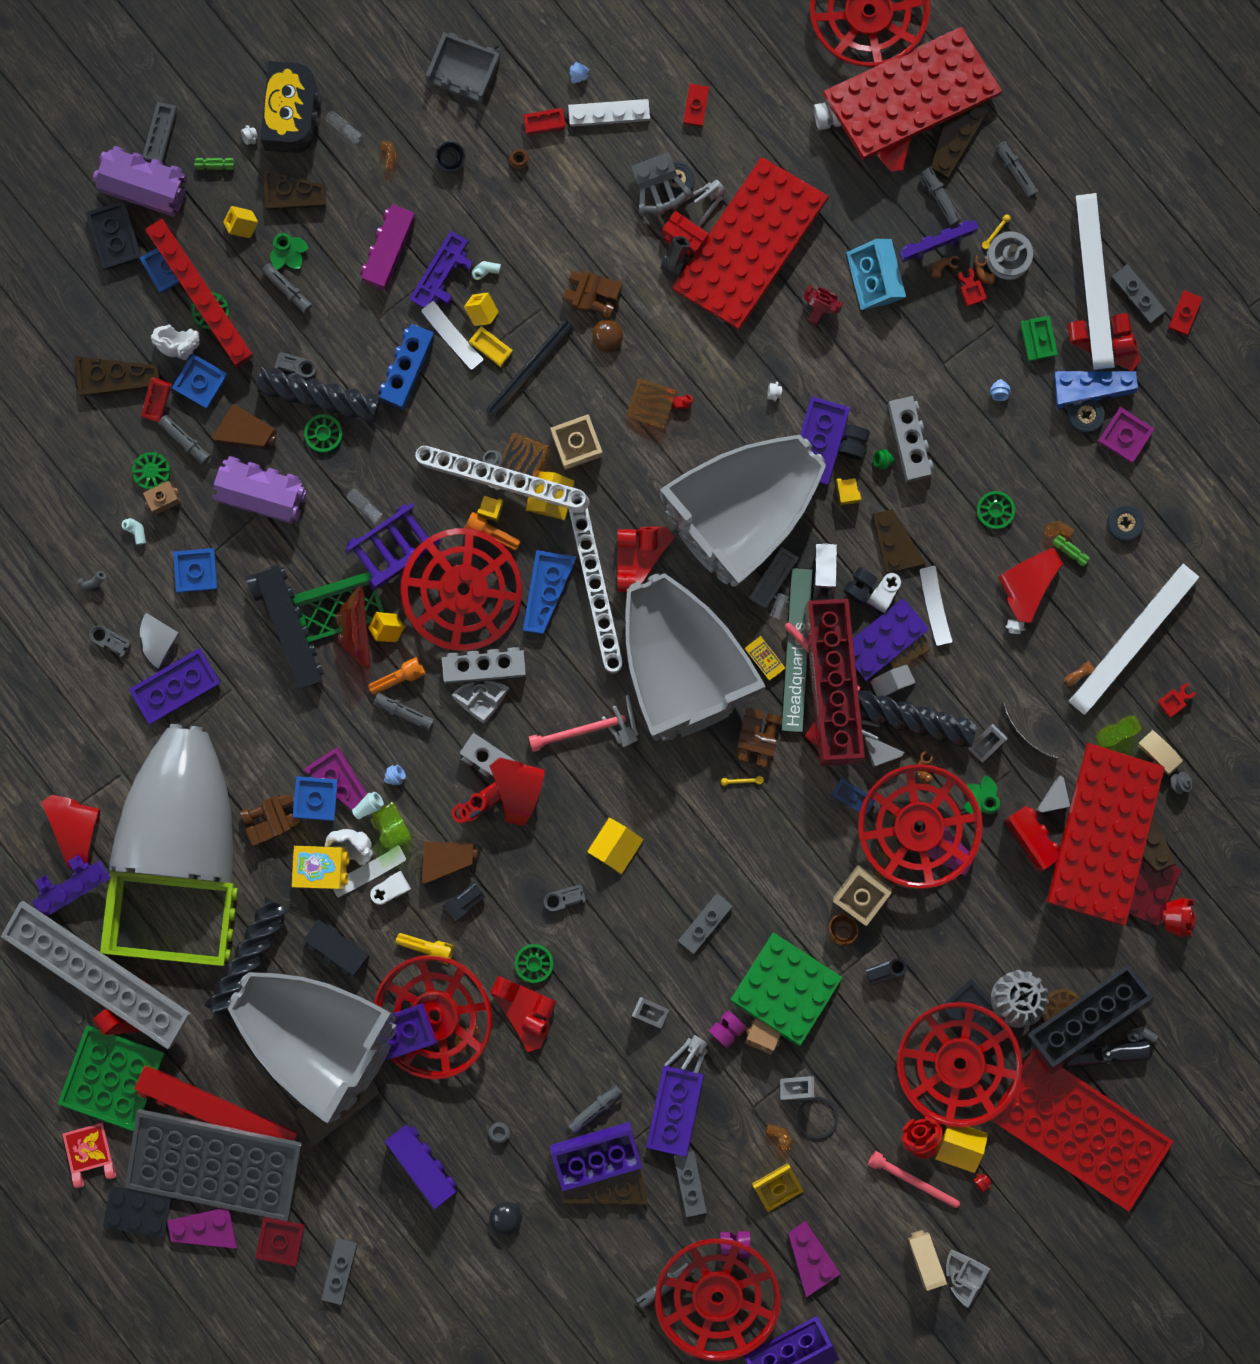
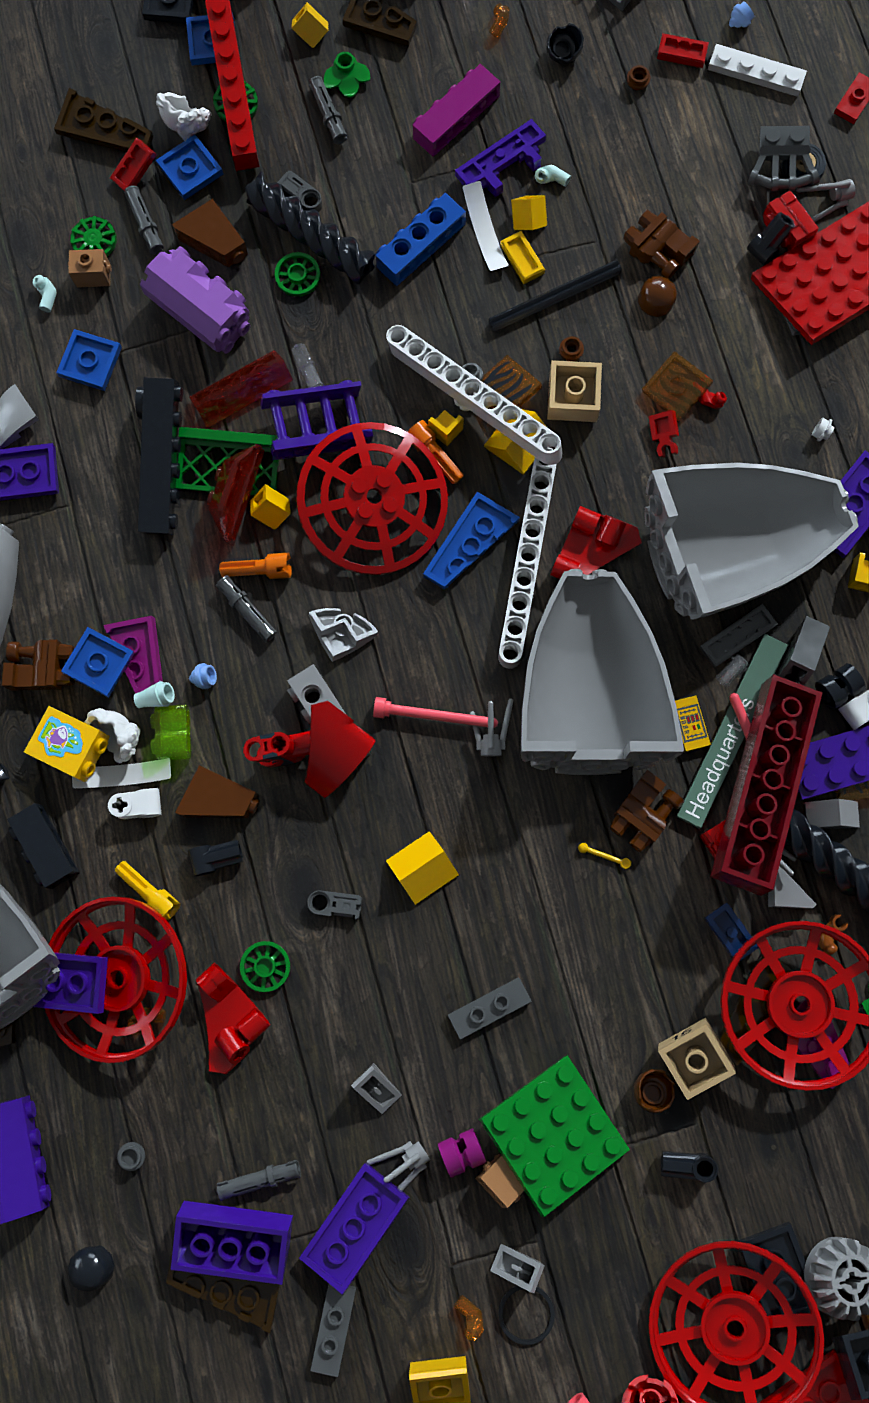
camera: 25 degrees right, 5 degrees down
(323, 545) = (241, 388): none -> clear red fence
(453, 675) = (394, 614): light grey brick -> none
(556, 400) = (573, 342): none -> reddish brown plate
(654, 442) = (663, 429): none -> red plate

